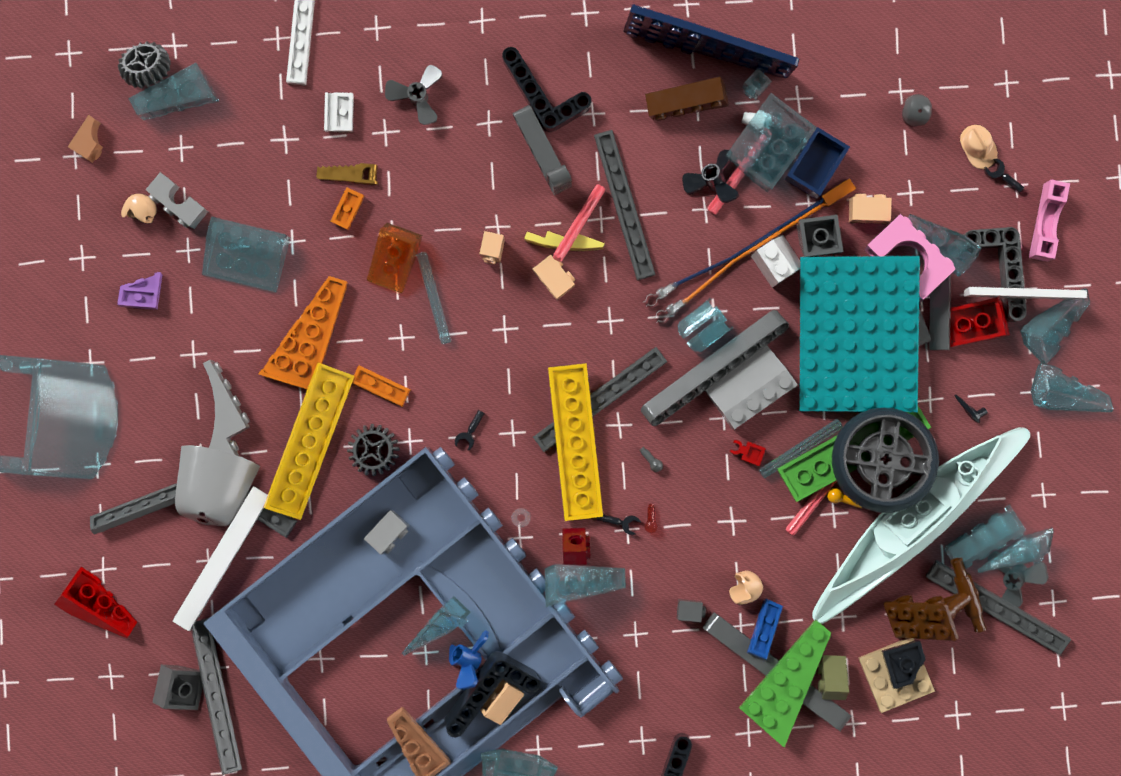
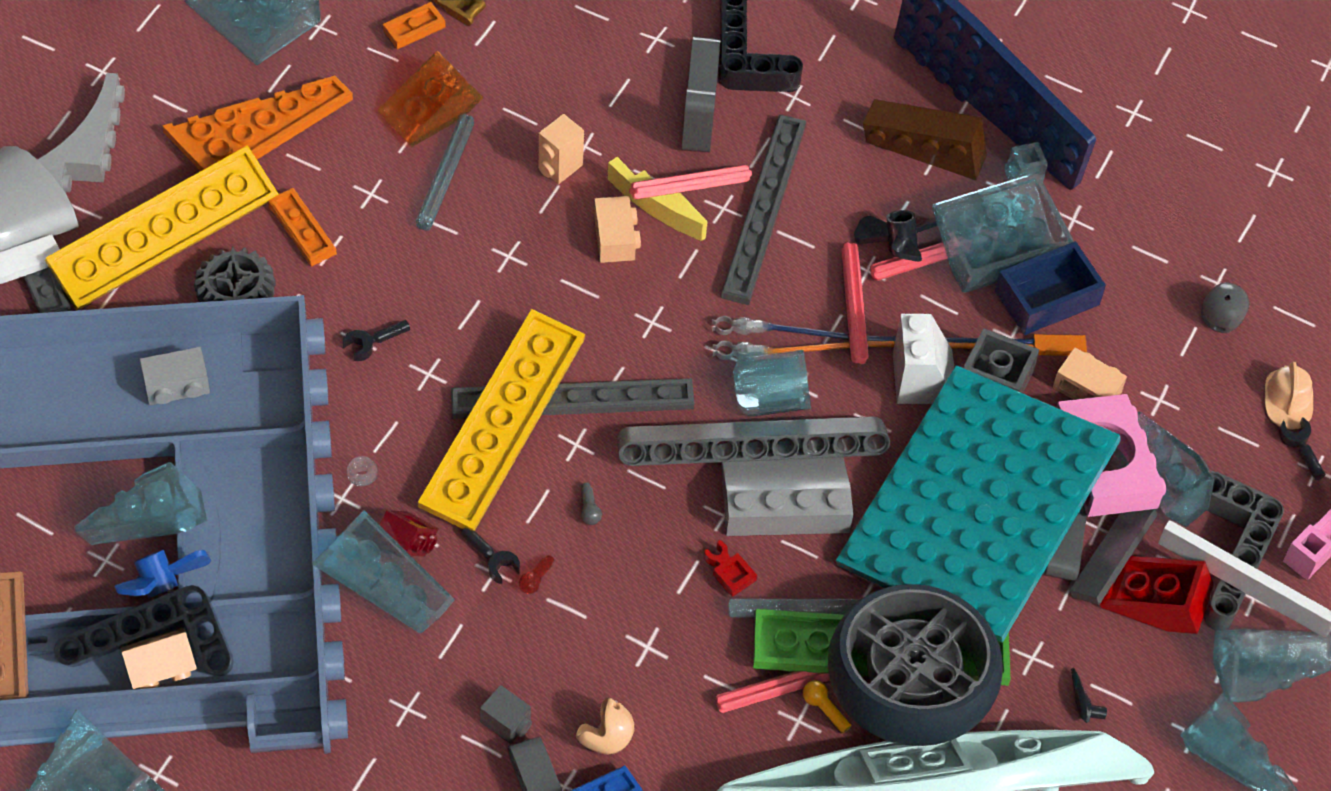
camera: 25 degrees right, 30 degrees down
(714, 240) = (854, 303): none -> coral axle

